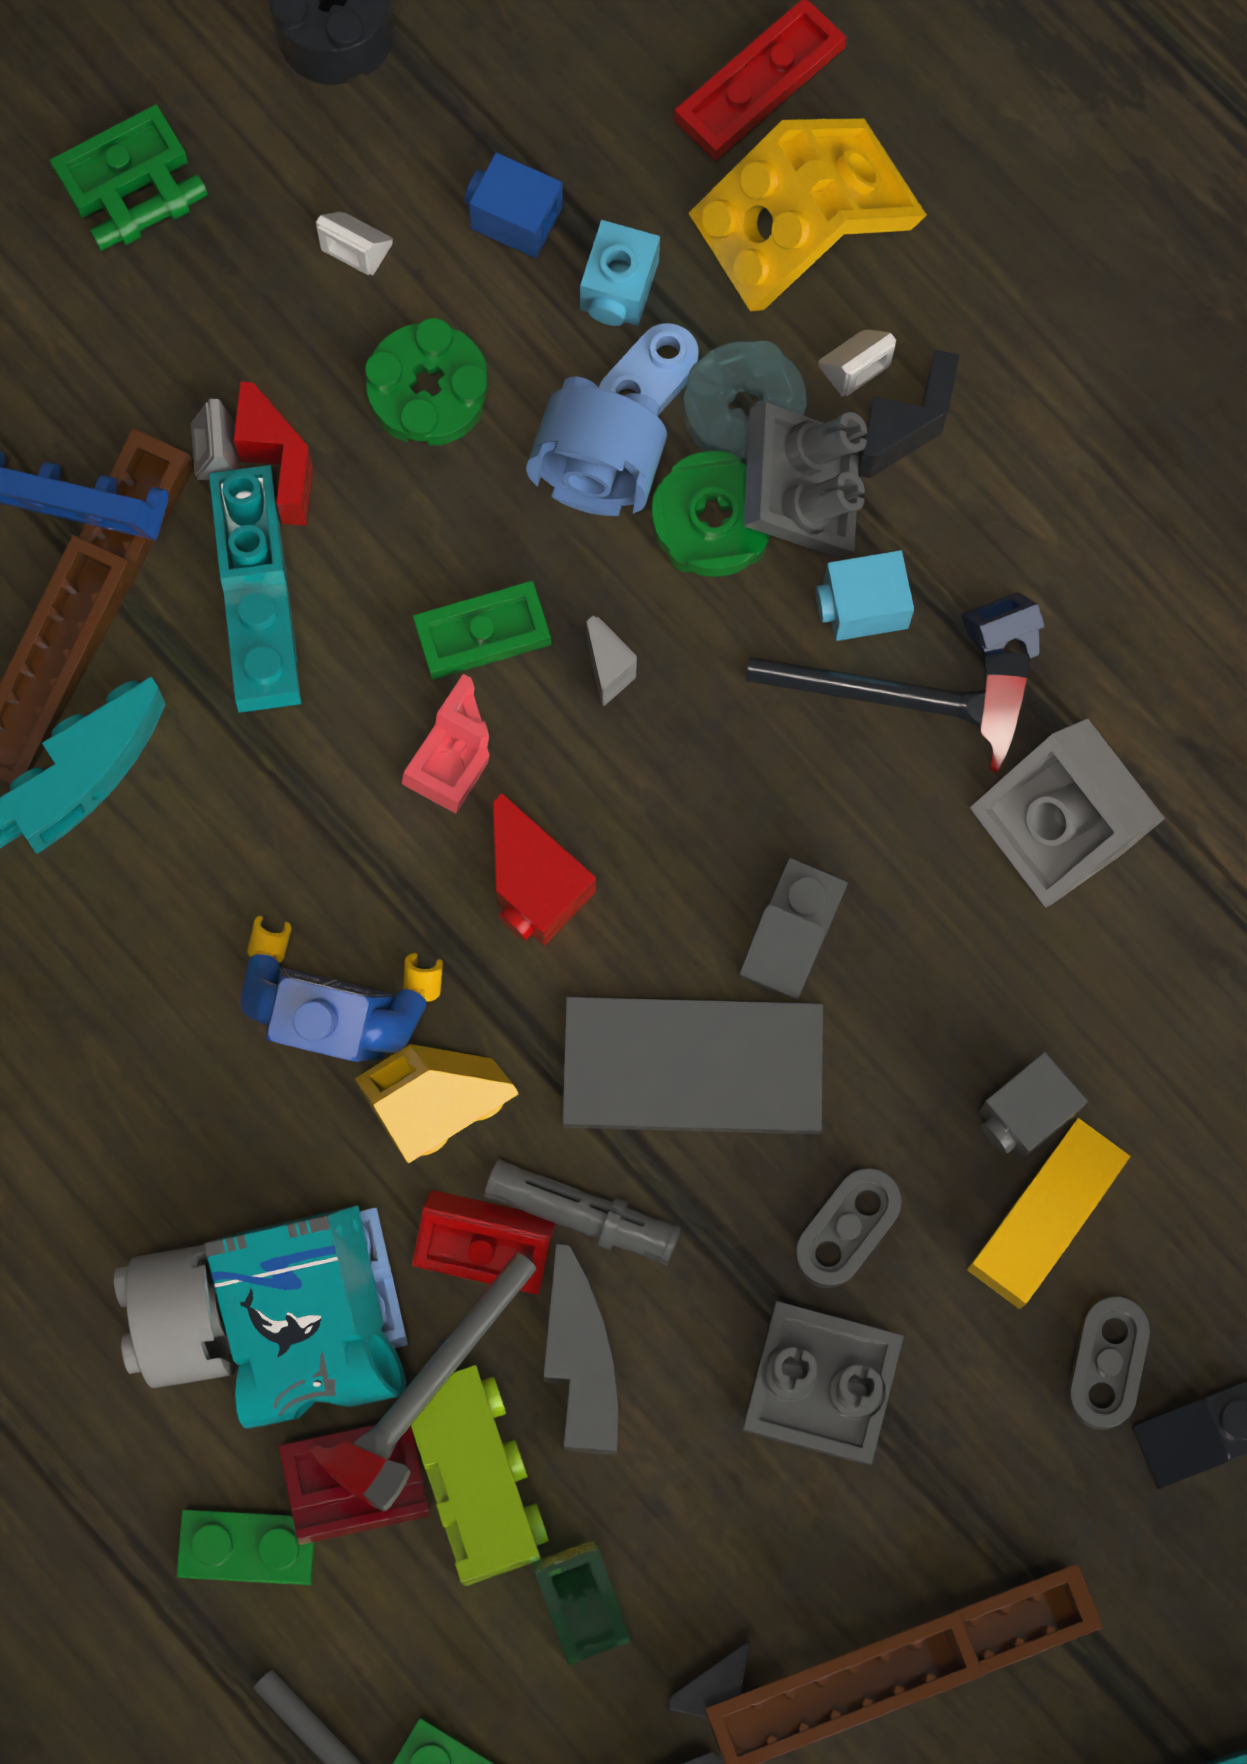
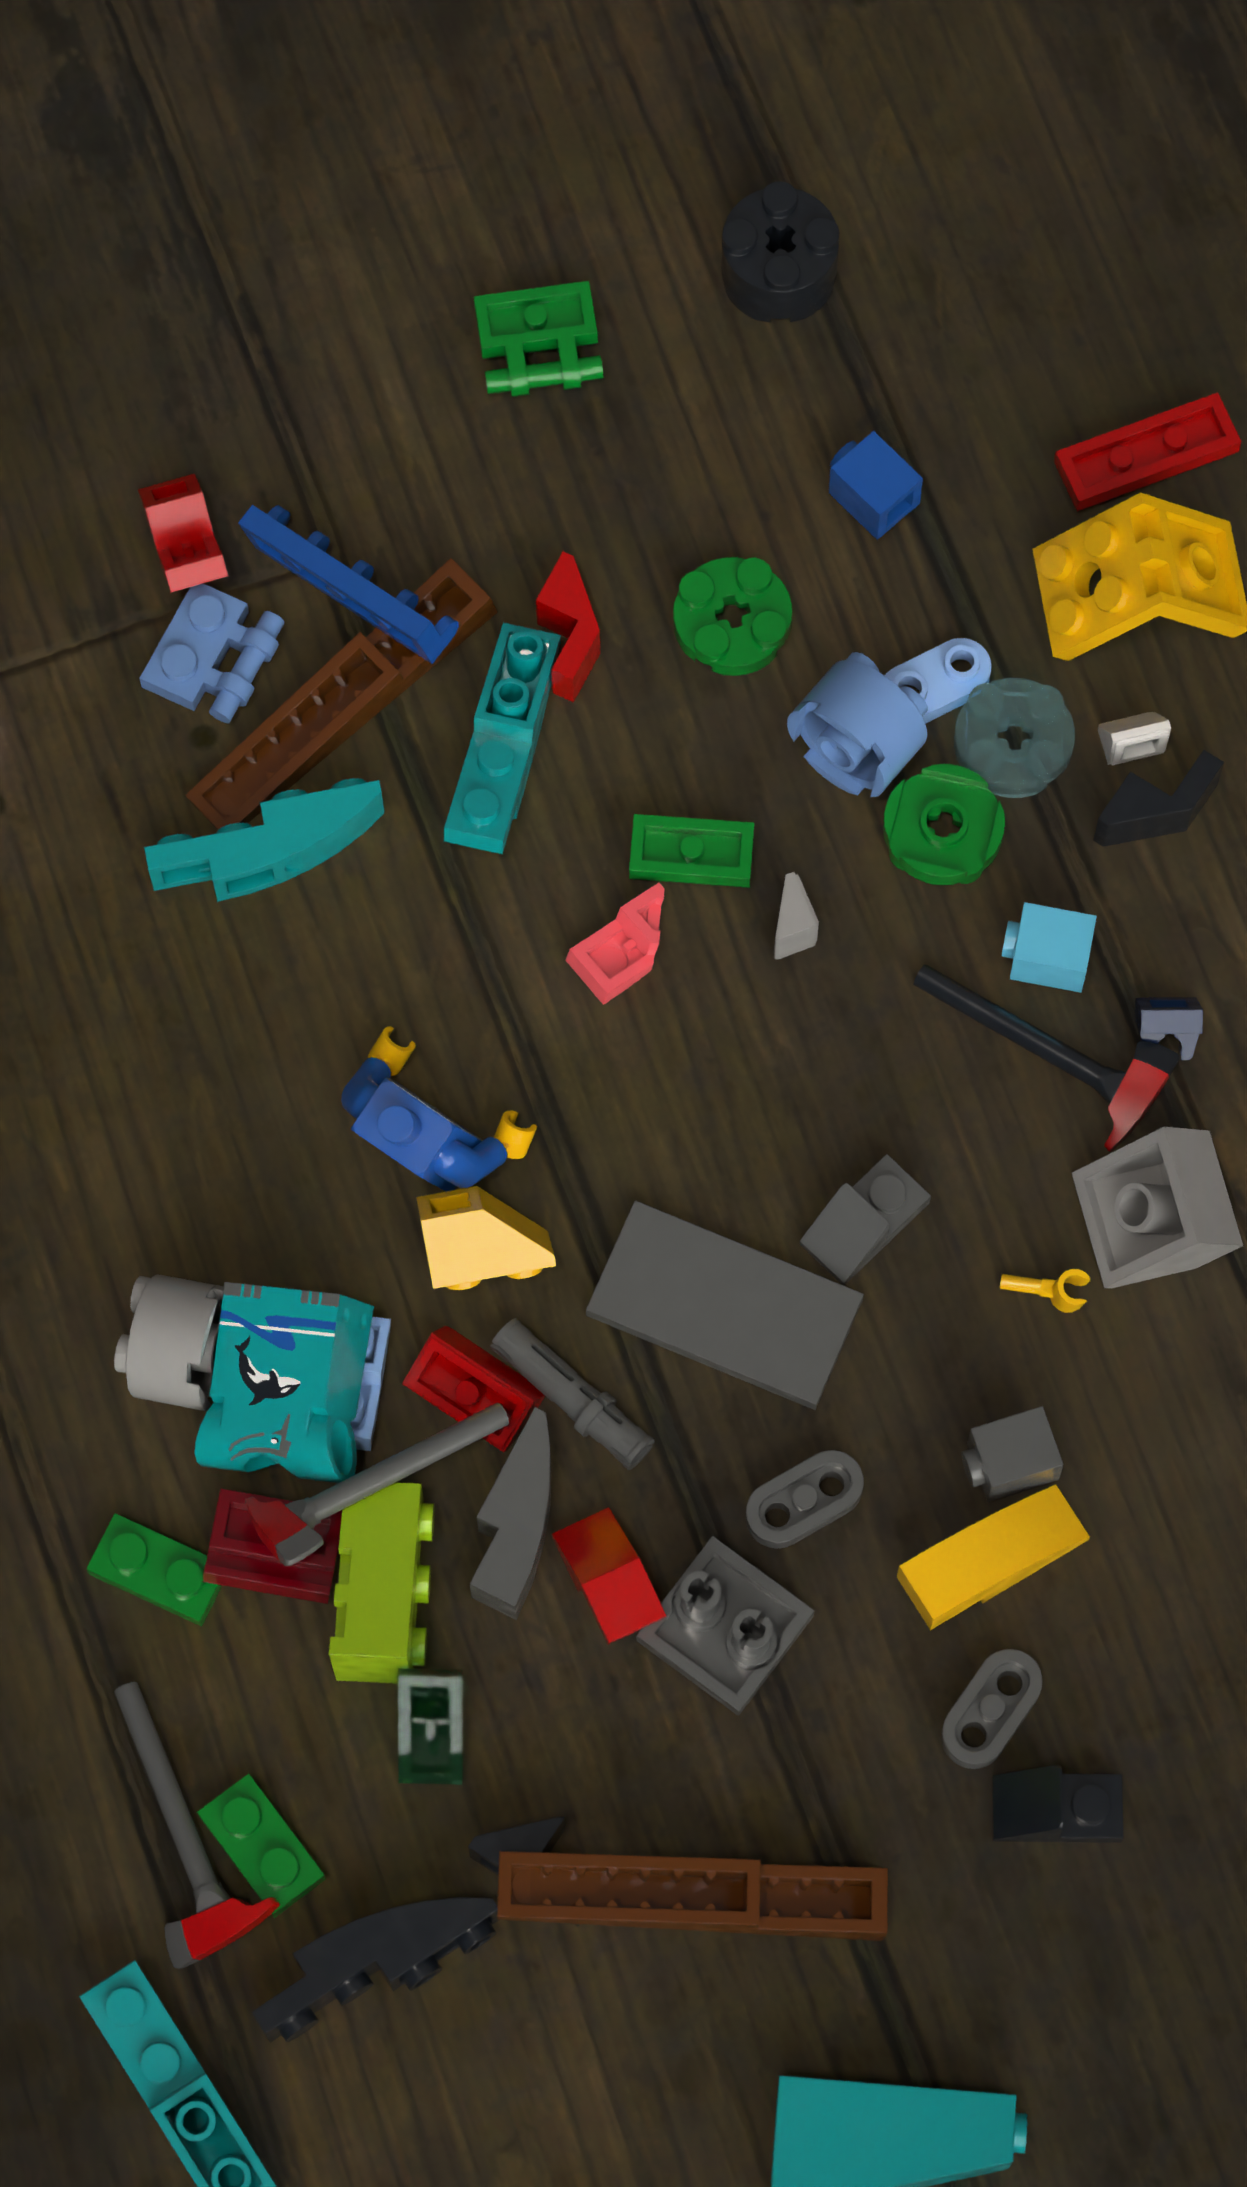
camera: 25 degrees right, 5 degrees down
(213, 440) = (518, 595): light grey slope -> none
(352, 241) = (716, 465): white slope -> none
(535, 876) = (649, 1084): red slope -> none
(619, 274) = (945, 580): medium azure brick -> none
(692, 1380) = (609, 1575): none -> red slope
(804, 478) = (1036, 821): dark grey plate -> none
(996, 928) = (1049, 1288): none -> yellow hand

